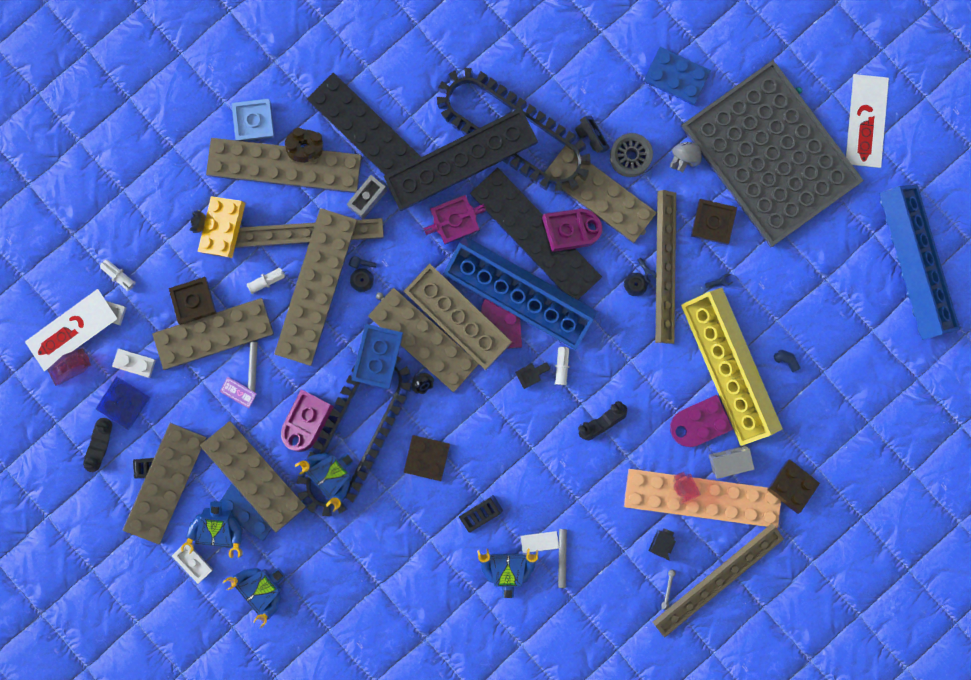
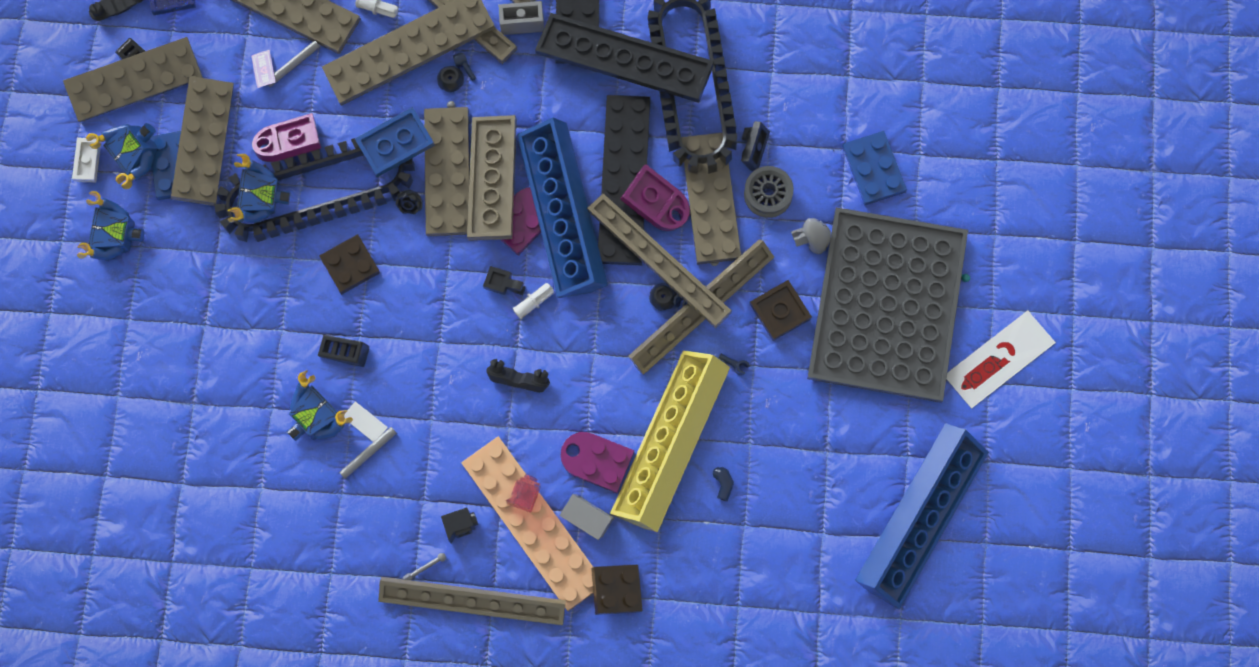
camera: 50 degrees right, 10 degrees down
(454, 219) = (572, 103): magenta plate -> none
(615, 265) = (659, 260): none -> dark tan plate

